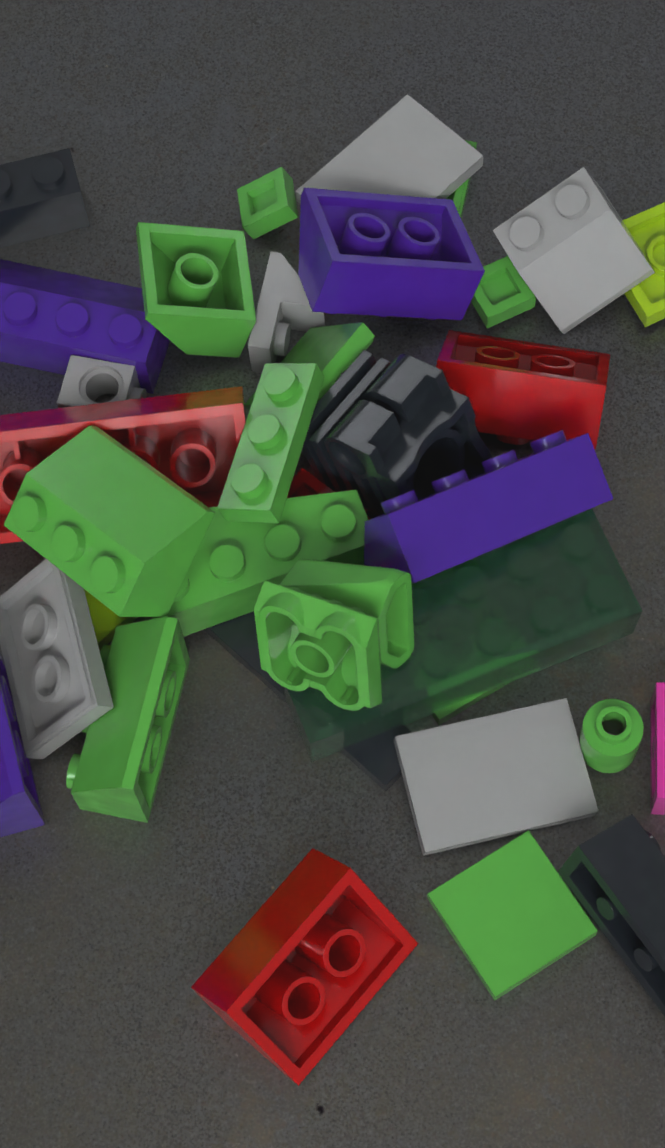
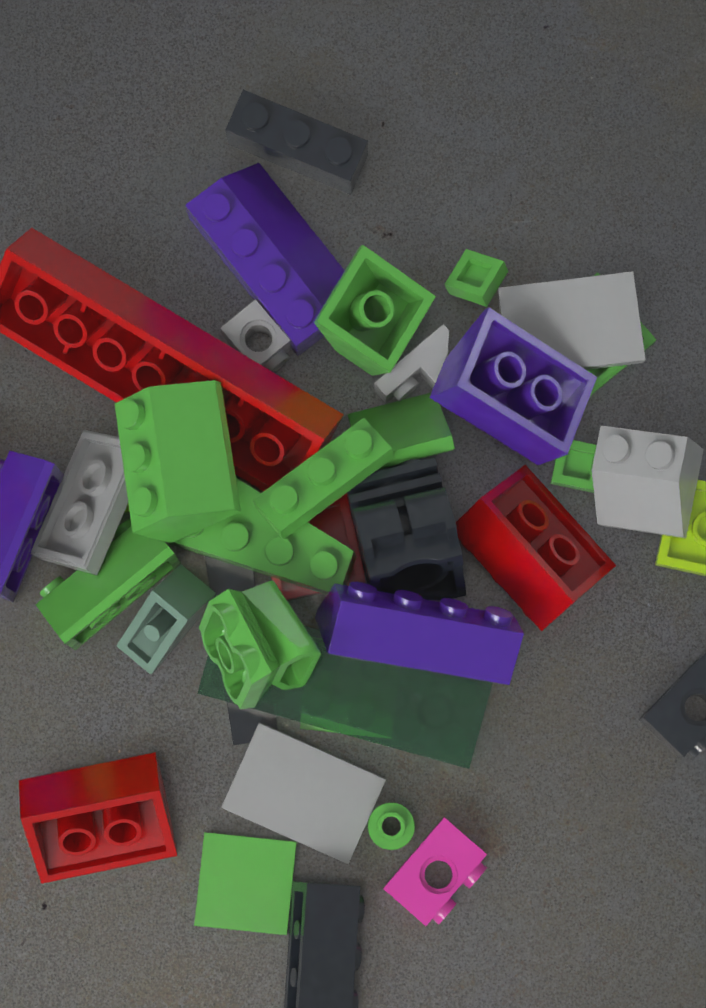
camera: 35 degrees right, 15 degrees up
(217, 716) = (165, 618): none -> sand green slope

